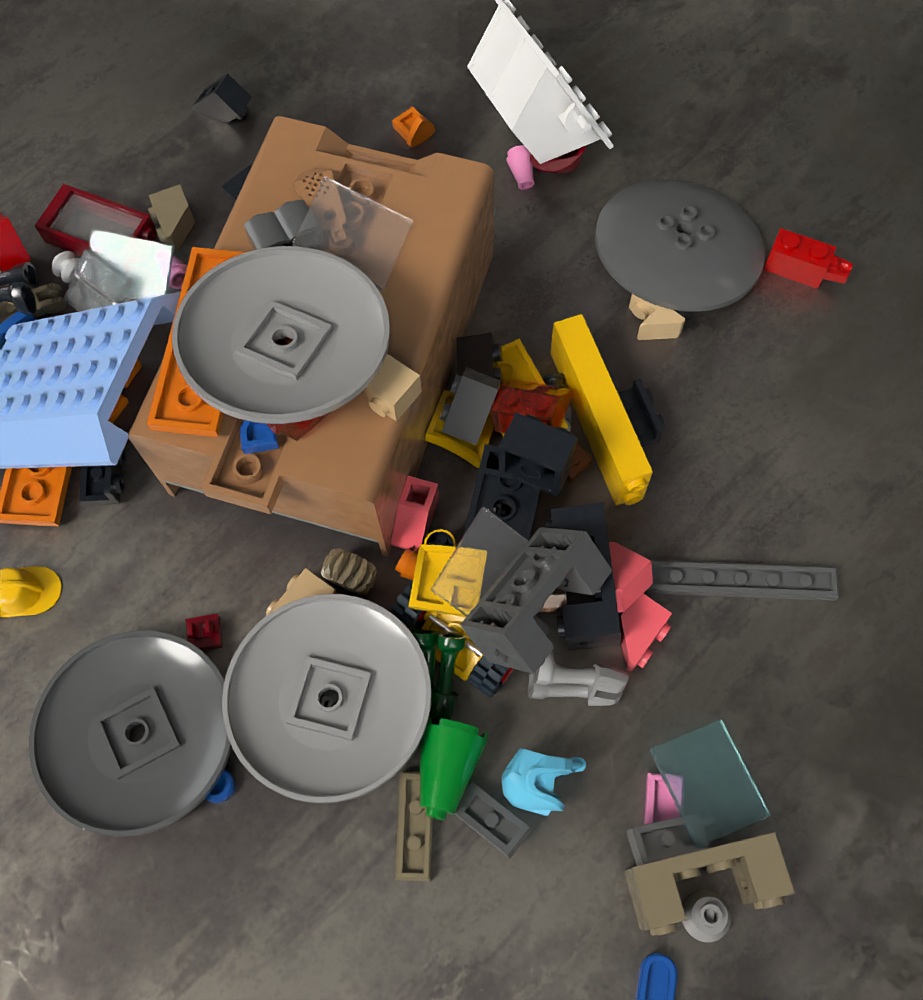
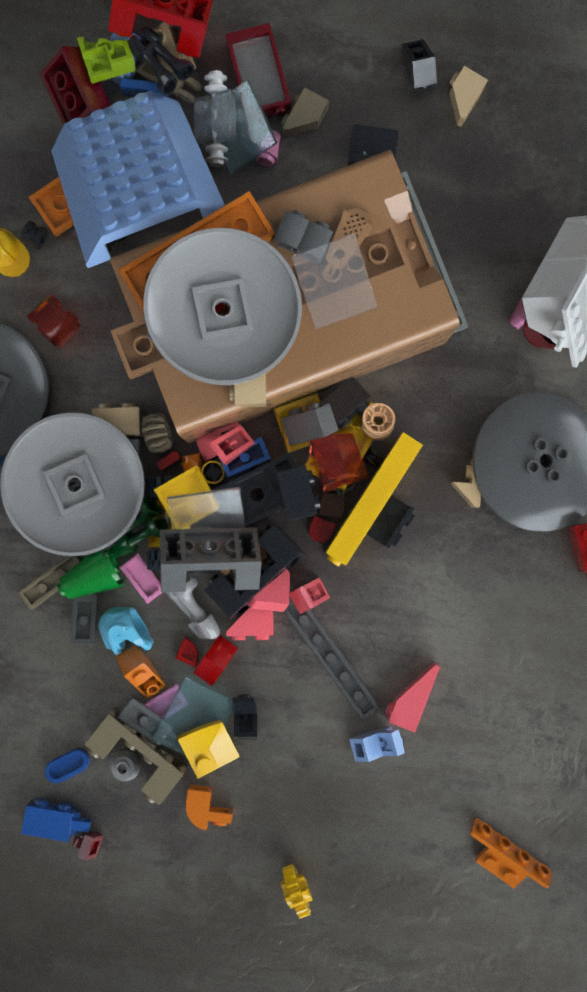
camera: 50 degrees right, 20 degrees up
(35, 543) = (34, 235): none -> black wheel
(138, 587) = (54, 322): none -> clear red brick
(204, 632) = (62, 378): dark red tile -> none
(282, 84) = (465, 91): none -> tan slope
(389, 585) = (169, 461): none -> red tile
(413, 127) = (502, 211): orange tile -> none
(428, 497) = (232, 444): none -> coral slope
(452, 500) = (249, 459): none -> blue brick
(496, 716) = (142, 579): none -> bright pink tile
(521, 347) = (381, 413): none -> light nougat wheel
(588, 488) = (320, 529): none -> red tile
(603, 801) = (140, 671): none -> orange slope
(620, 732) = (188, 652): none -> red tile
(654, 707) = (215, 660): none -> red slope
(656, 548) = (309, 595): none -> coral slope
(746, 720) = (245, 717): none -> black bracket
(754, 790) = (208, 747): none -> yellow plate
(829, 860) = (200, 809): none -> orange brick
(851, 528) = (411, 701): none -> coral slope
(879, 594) = (376, 744): none -> light blue brick

